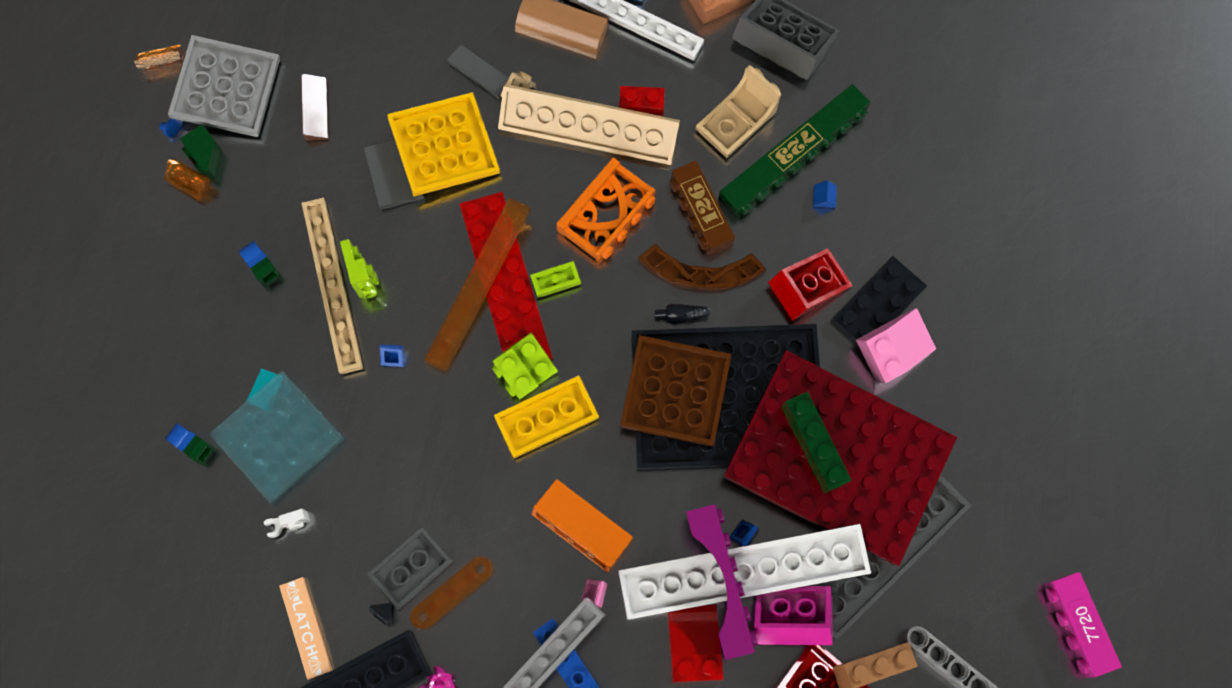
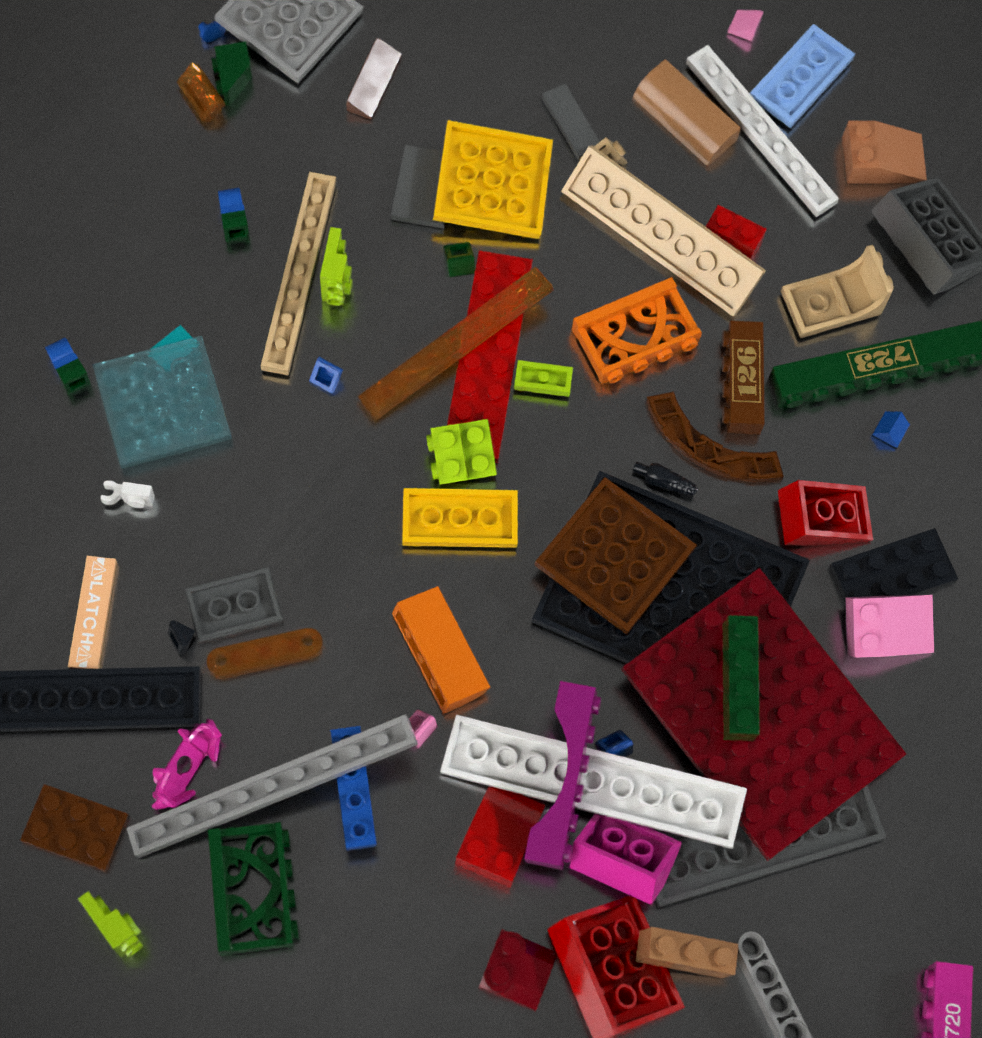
camera: 20 degrees right, 5 degrees down
(447, 216) = (459, 259): none -> dark green slope

